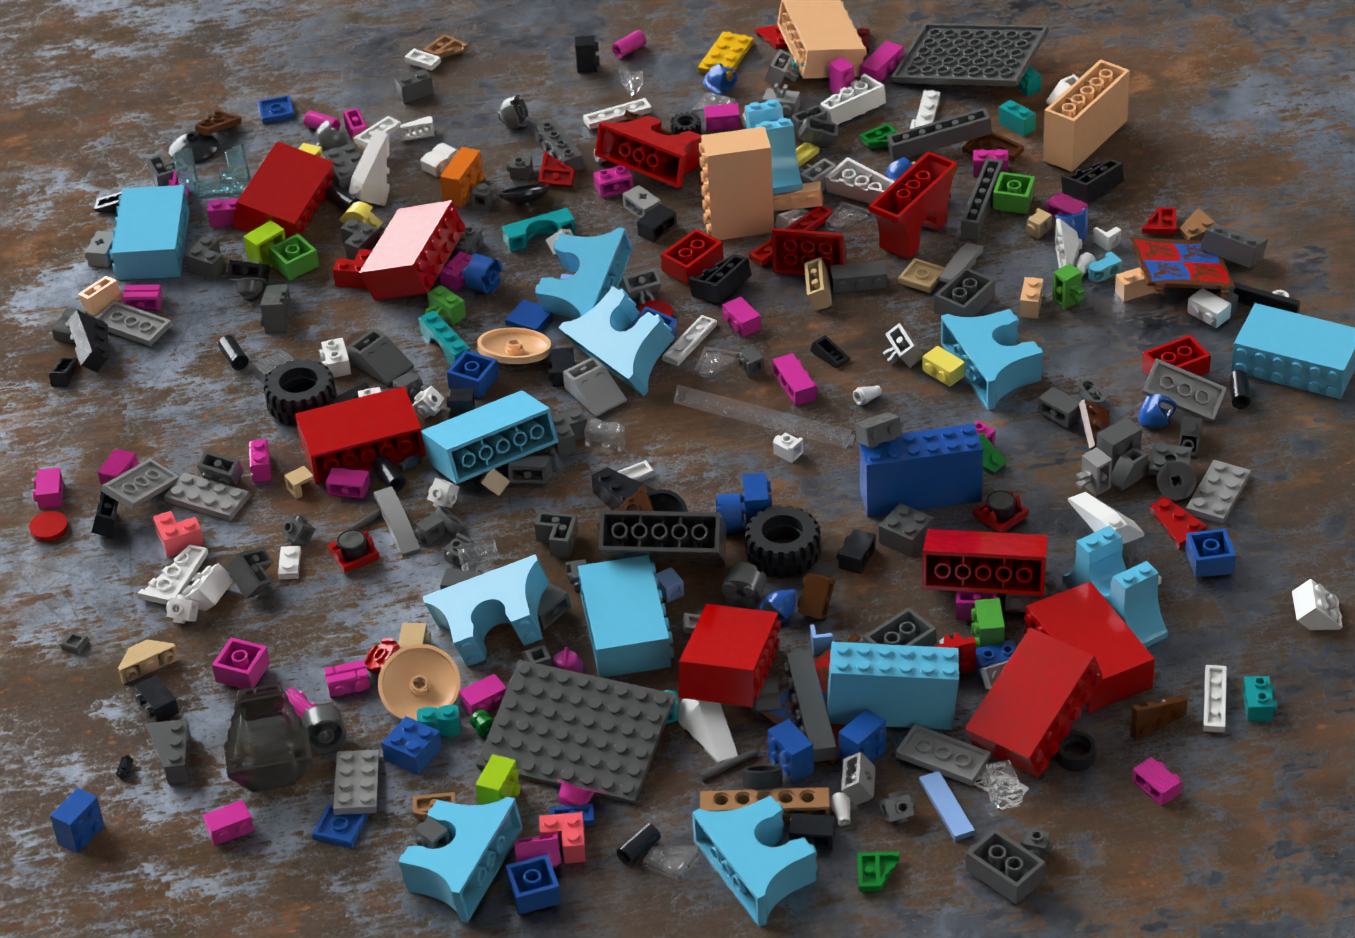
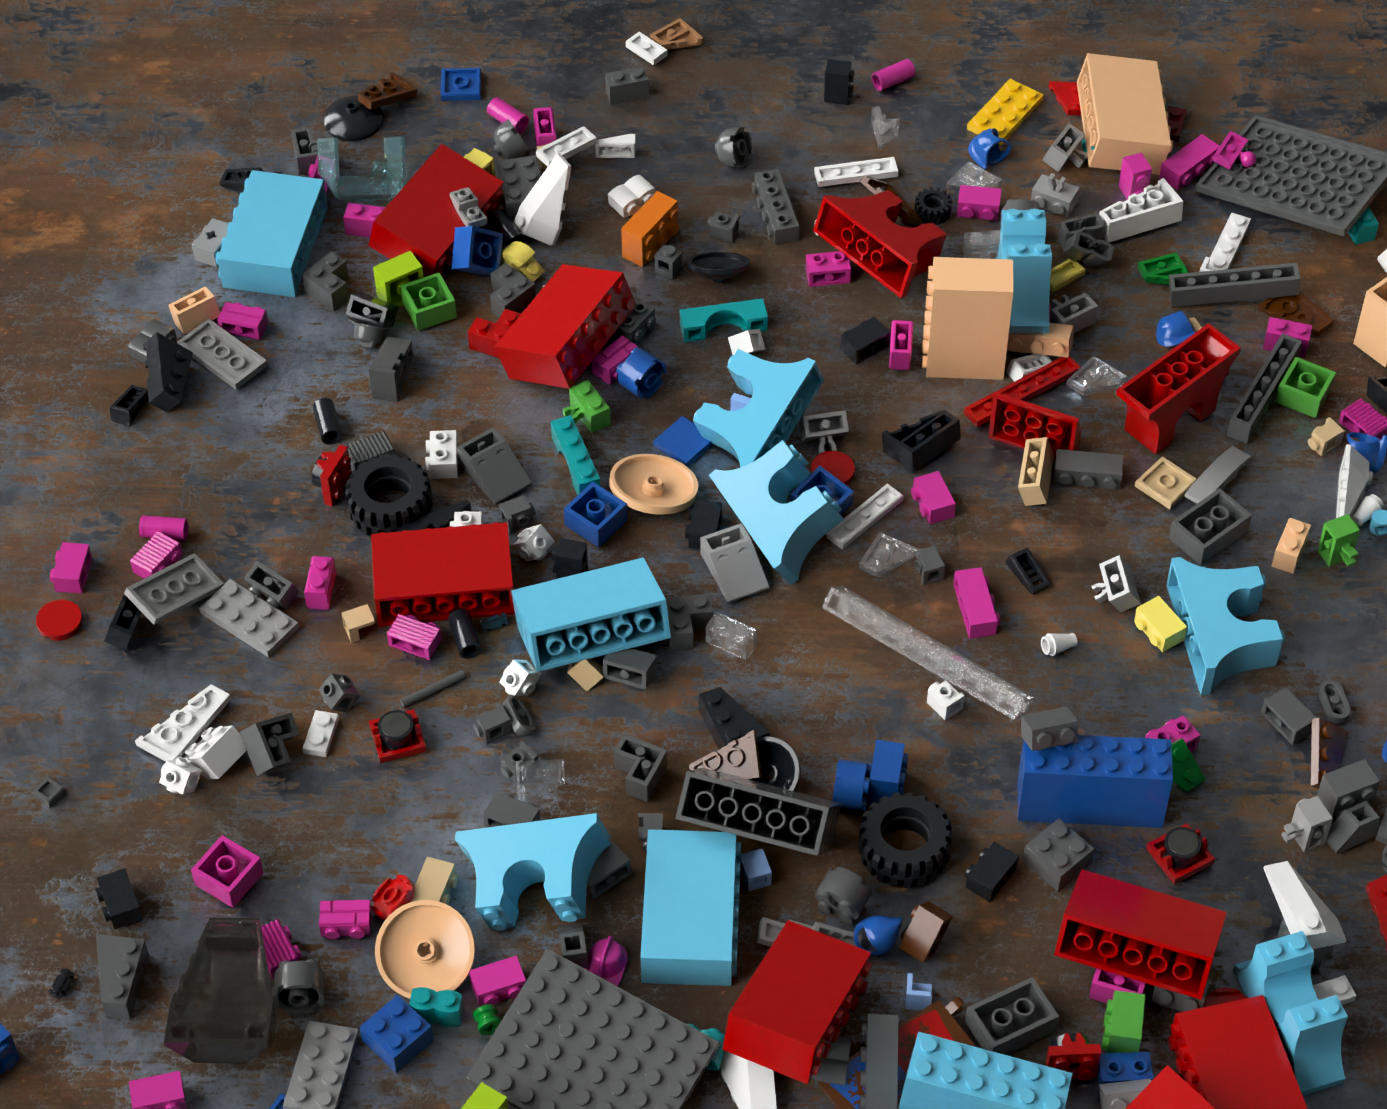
camera: 10 degrees right, 10 degrees up
(107, 447) = (171, 526): none -> dark pink pin
(146, 658) = (120, 836): tan slope -> none
(177, 535) = (200, 669): coral brick -> none
(249, 384) = (332, 473): none -> red piece
(309, 182) = (467, 207): none -> light grey slope
(324, 213) = (476, 250): none -> blue brick
(397, 521) = (457, 705): light grey slope -> none
(555, 172) = (762, 243): red wing -> none
(639, 471) = (754, 695): white tile -> none
(640, 201) = (853, 306): light grey brick -> none
(686, 217) = (901, 345): none -> dark pink brick
(692, 256) = (894, 399): red brick -> none
(856, 181) = (1121, 334): white wedge -> none
(913, 46) = (1231, 150): none -> dark pink plate
(1017, 118) = (1335, 277): teal brick -> none

